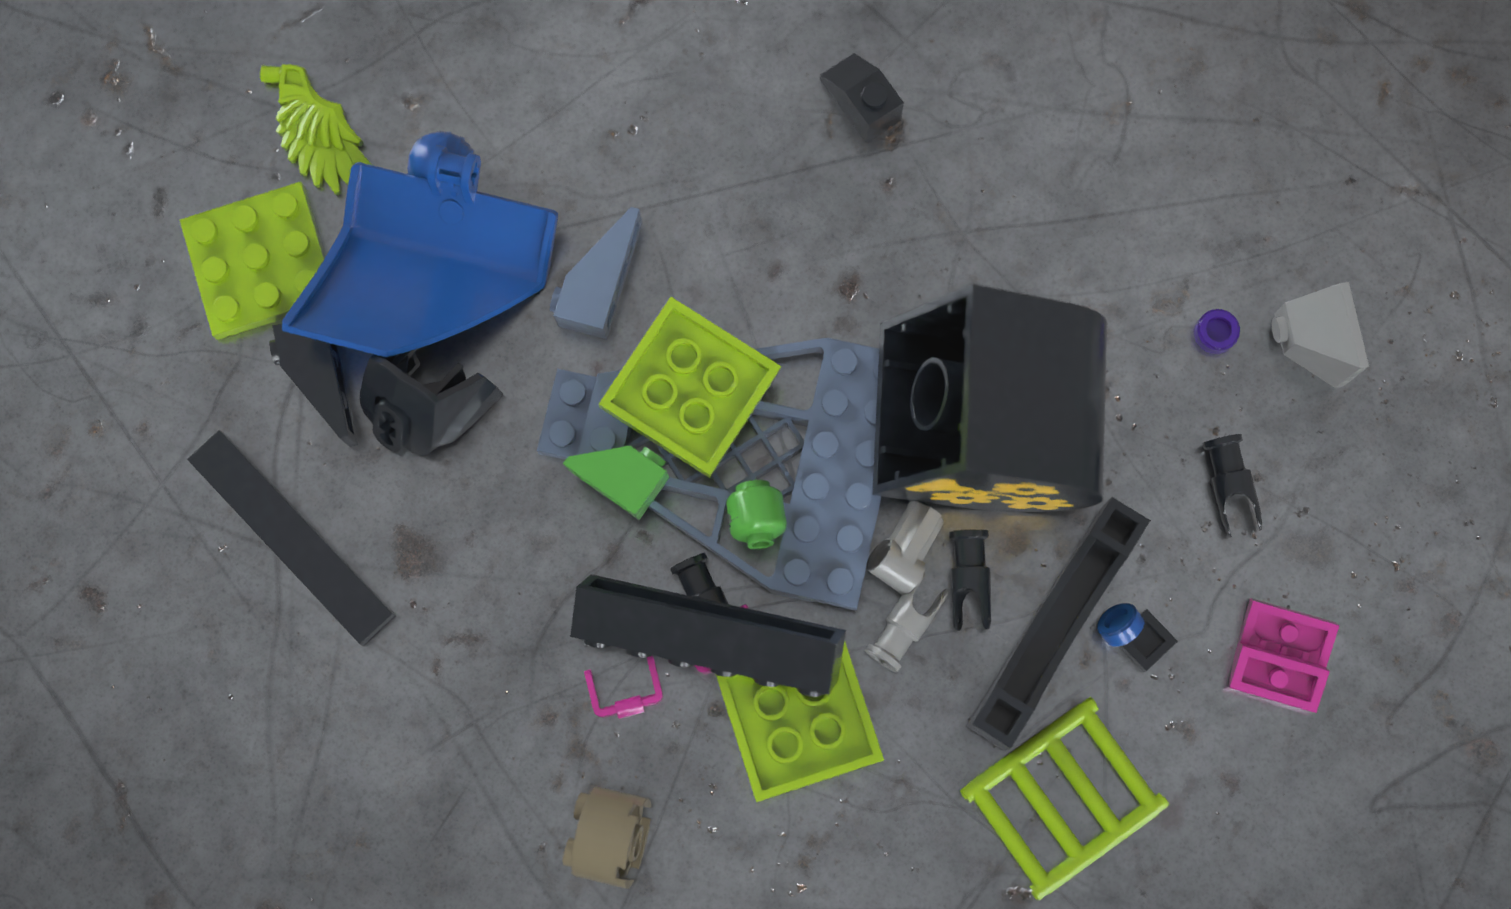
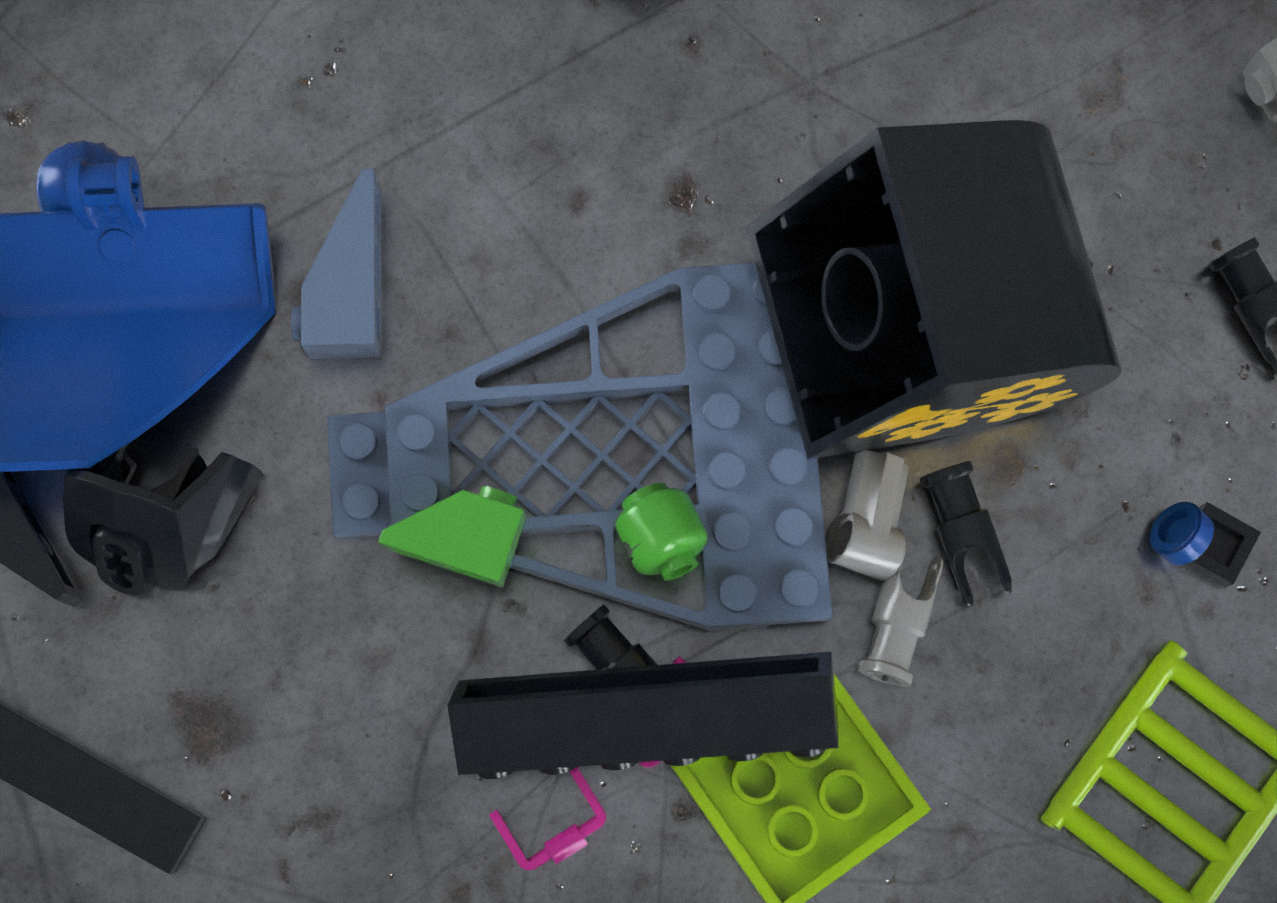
camera: 25 degrees left, 0 degrees up
(689, 387) = (517, 387): lime plate -> none
(1057, 623) = (1082, 630): black arch -> none
(1217, 331) = (1178, 114): dark purple tile -> none

